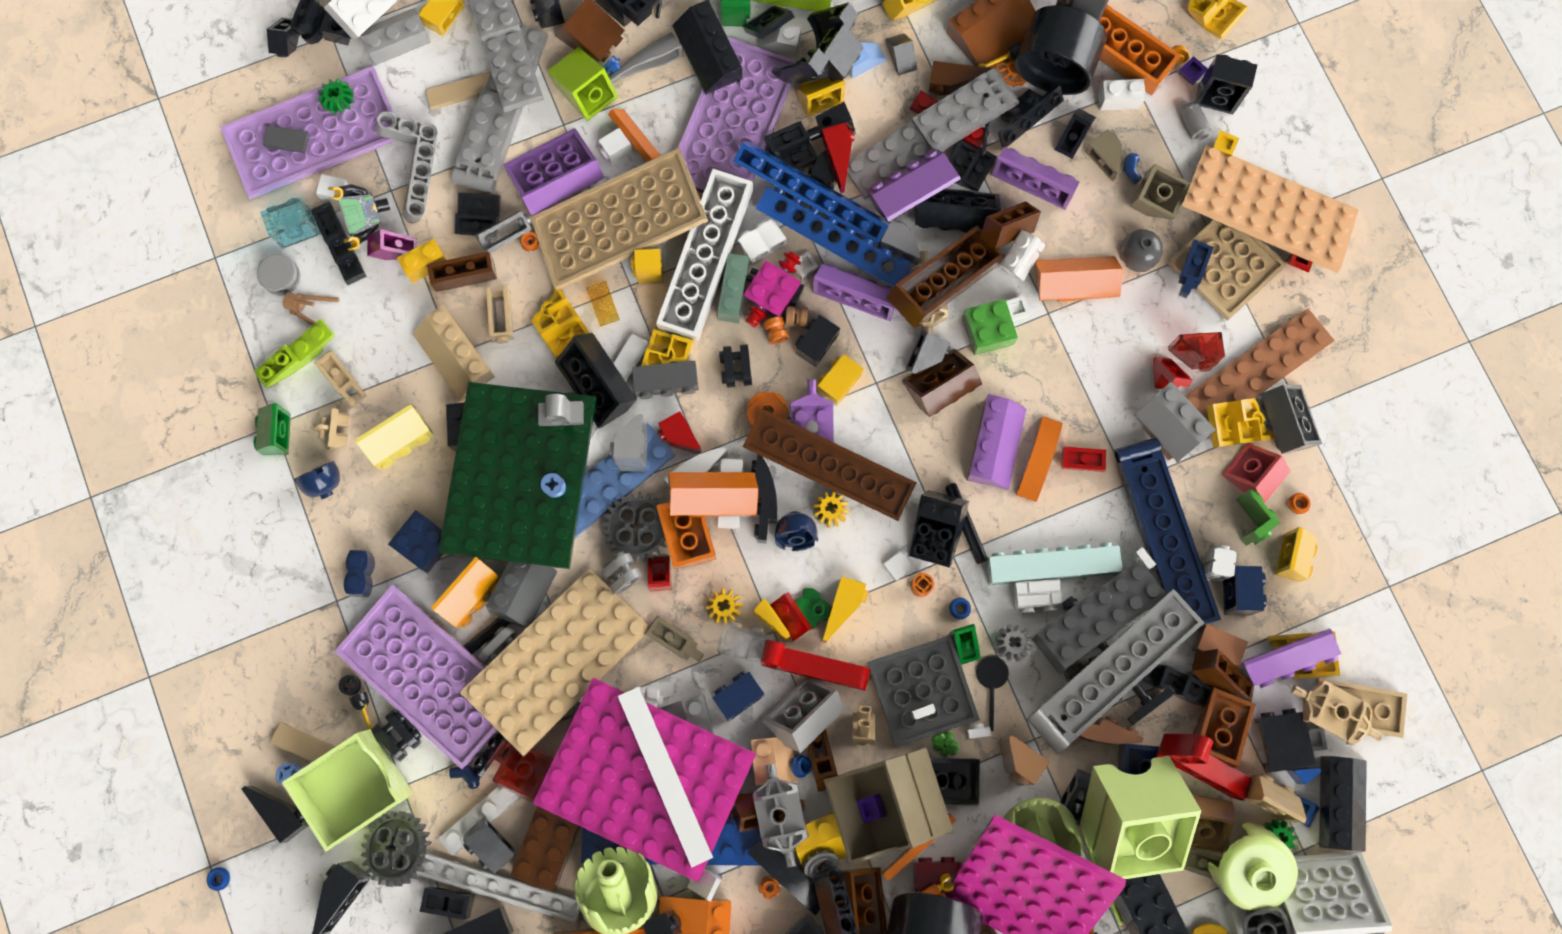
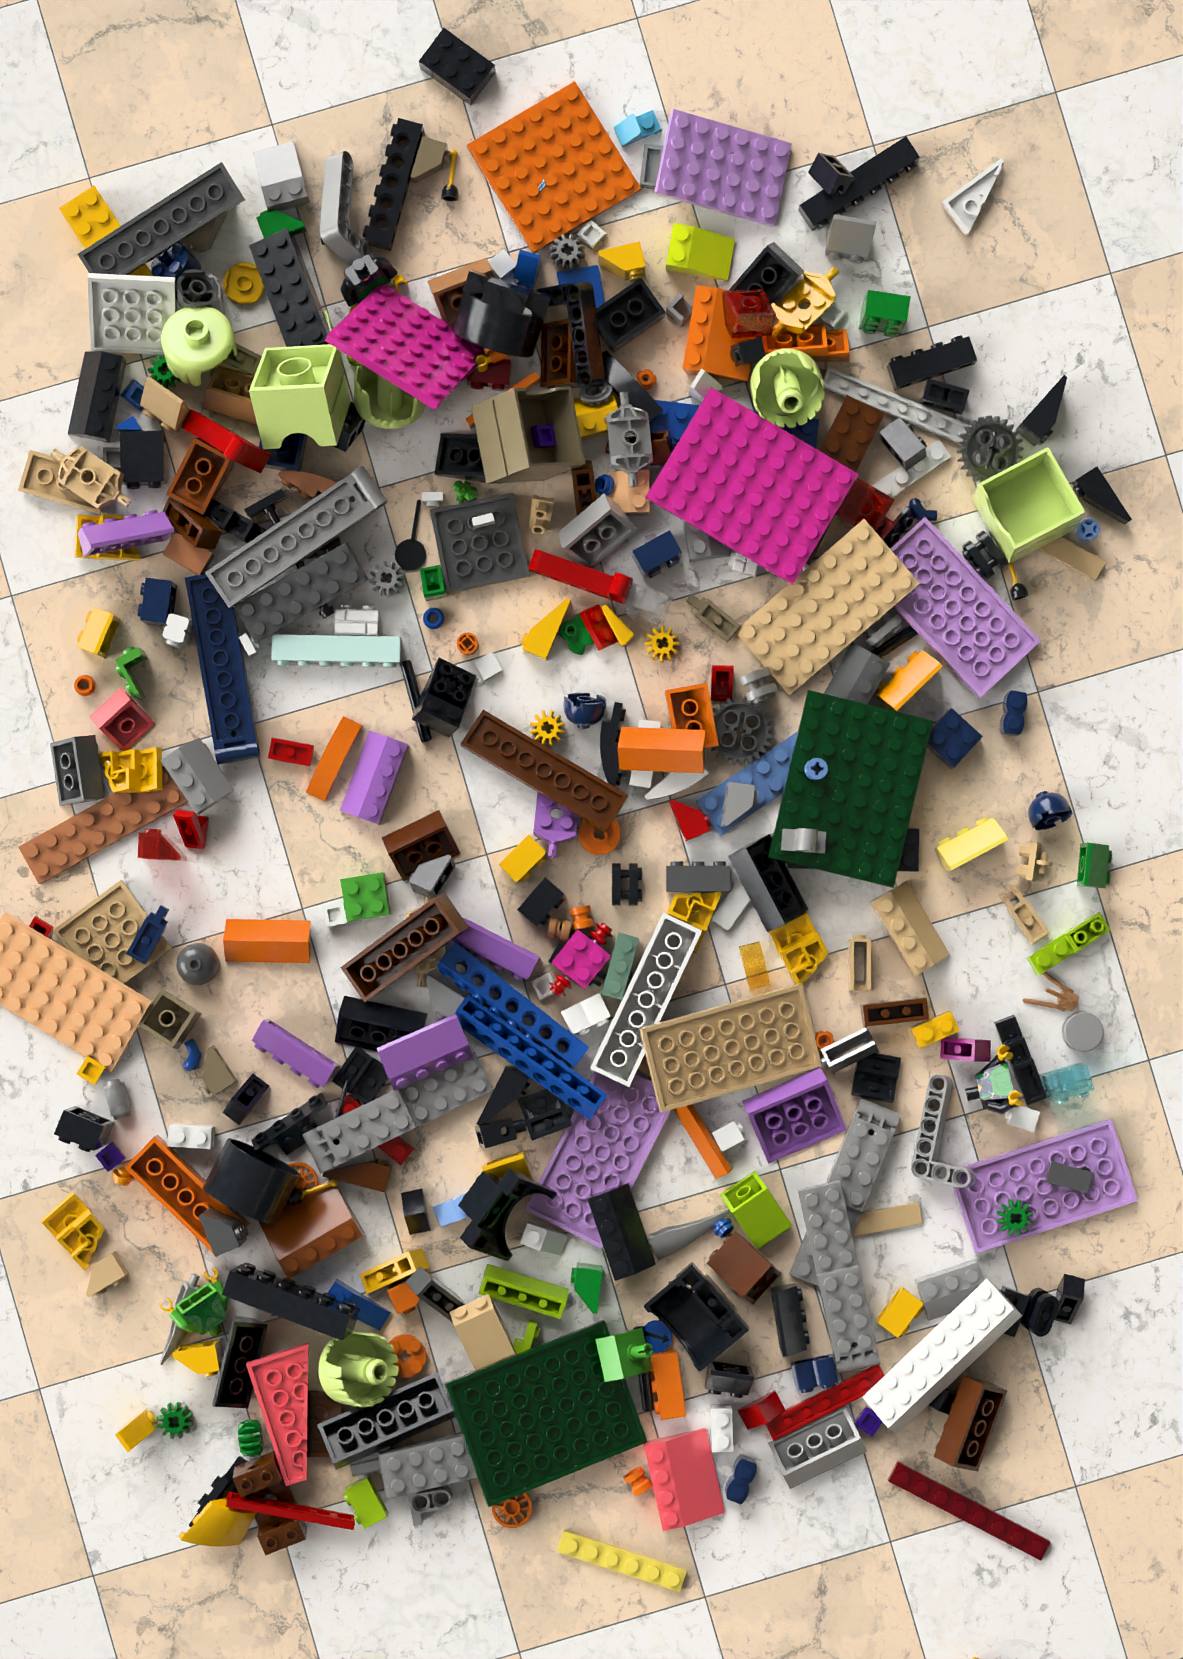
camera: 175 degrees left, 10 degrees up
(212, 875) = (1160, 436): blue plate -> none
(346, 679) = (1023, 603): black bush -> none
(647, 266) = (705, 995): yellow brick -> none
(665, 777) = (732, 484): white tile -> none
(768, 21) = (553, 1257): black tile -> none
(838, 147) = (496, 1100): red slope -> none
(1006, 224) = (330, 998): reddish brown brick -> none
(1021, 761) = (396, 462): medium nougat slope -> none
(1022, 255) = (322, 967): white brick -> none

